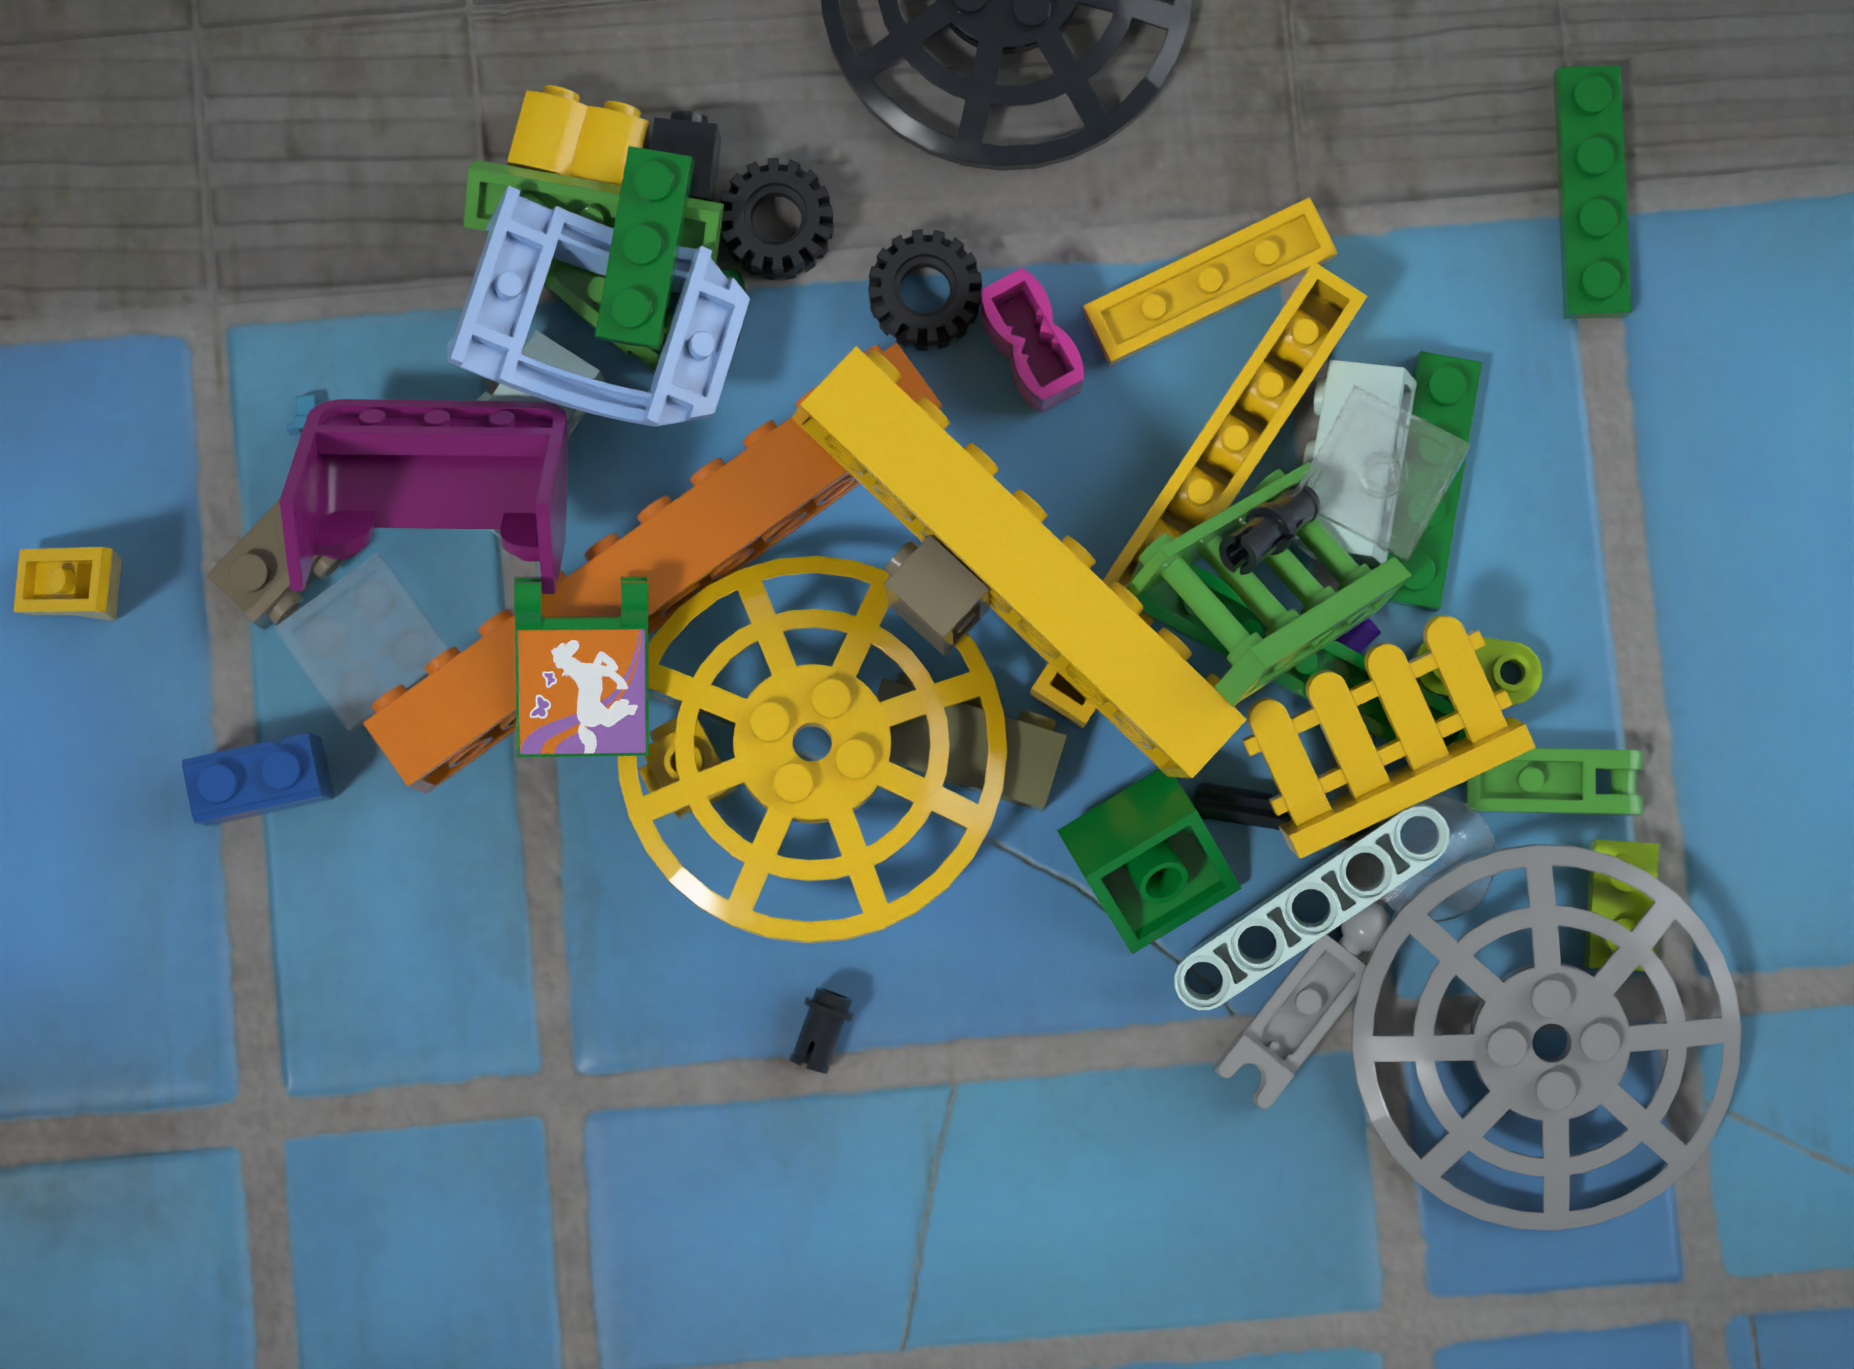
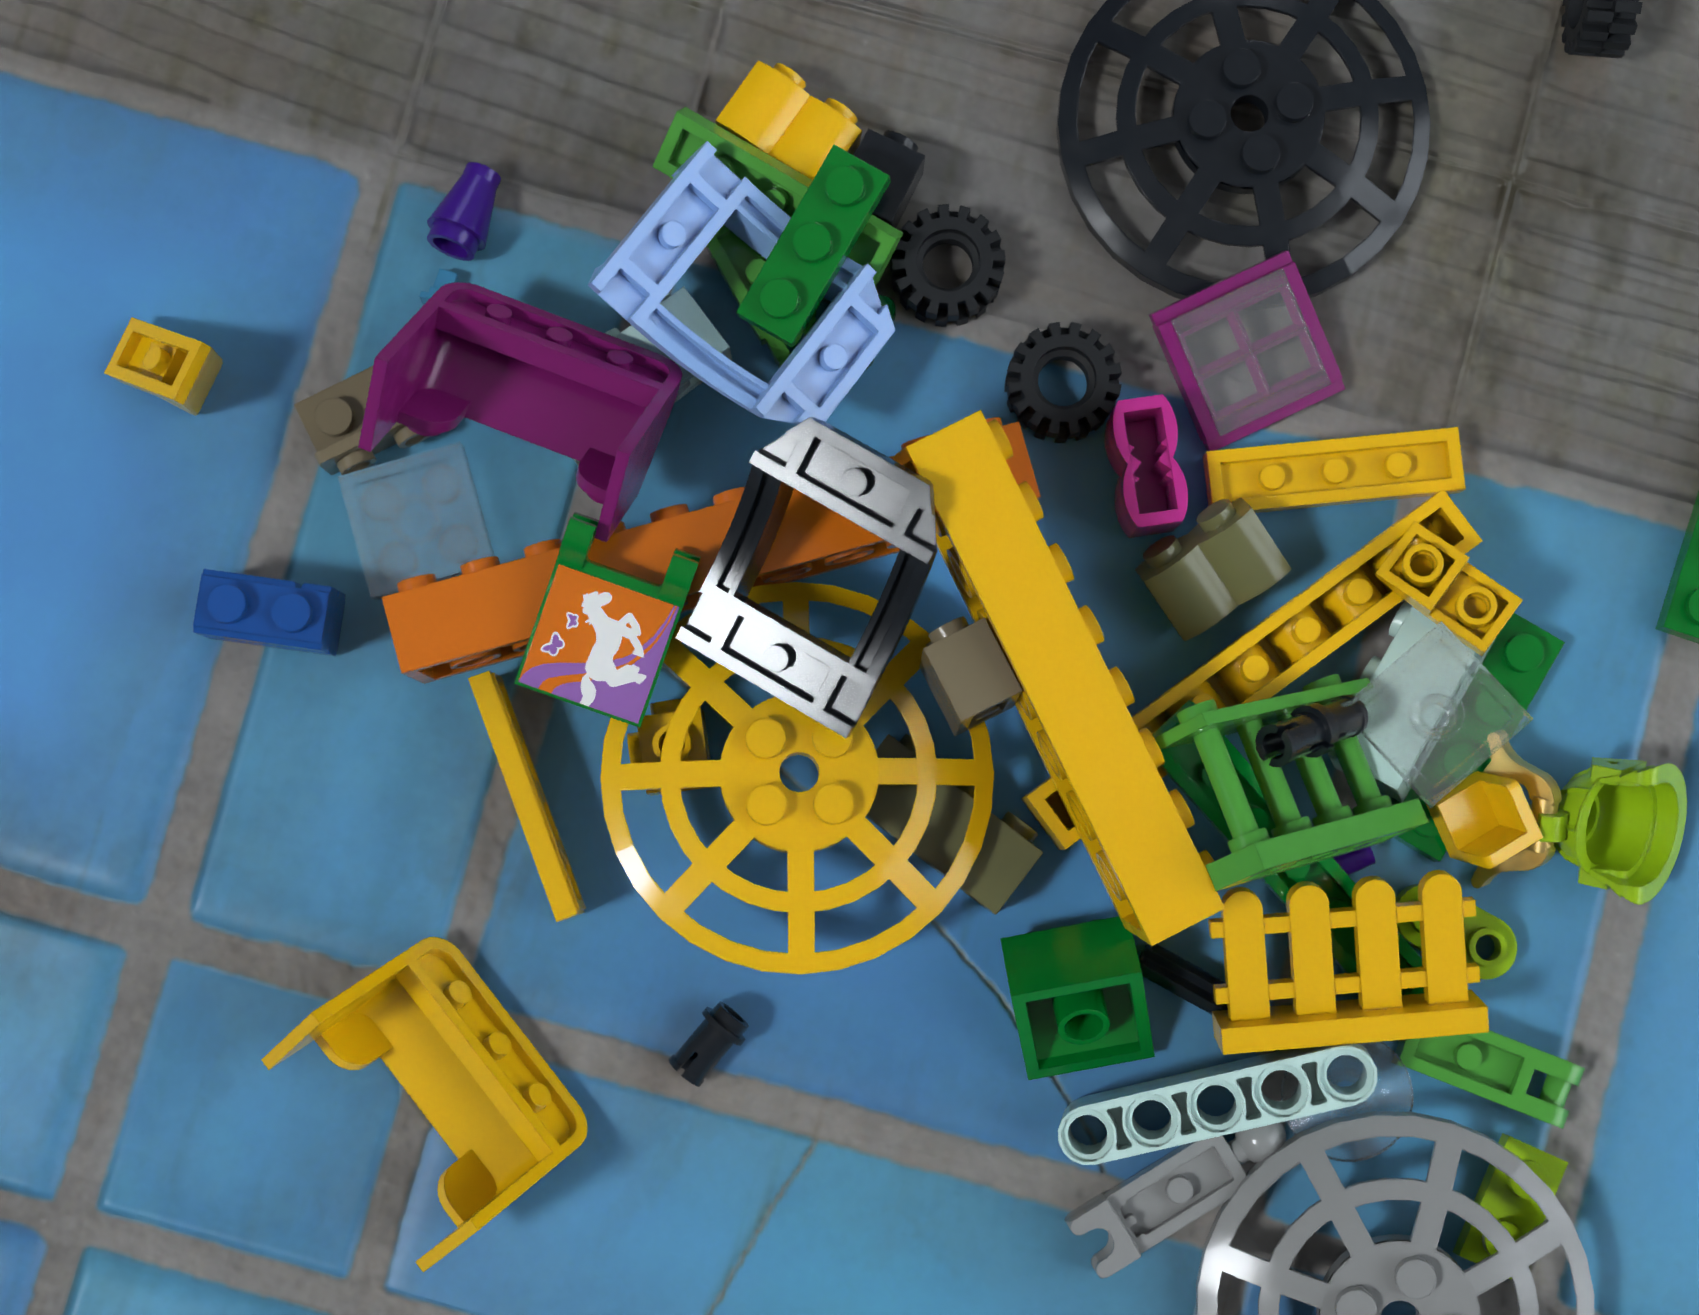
camera: 20 degrees right, 0 degrees up
(301, 335) = (464, 216): none -> dark purple cone
(565, 861) = (527, 795): none -> yellow tile
(597, 1139) = (462, 1069): none -> yellow windscreen
(740, 636) = (767, 647): none -> wedge
(1087, 197) = (1247, 351): none -> clear piece
(1127, 412) = (1212, 567): none -> olive brick
(1350, 352) = (1448, 588): none -> yellow slope
(1463, 554) = (1485, 820): none -> yellow panel
(1583, 513) = (1609, 820): none -> lime helmet

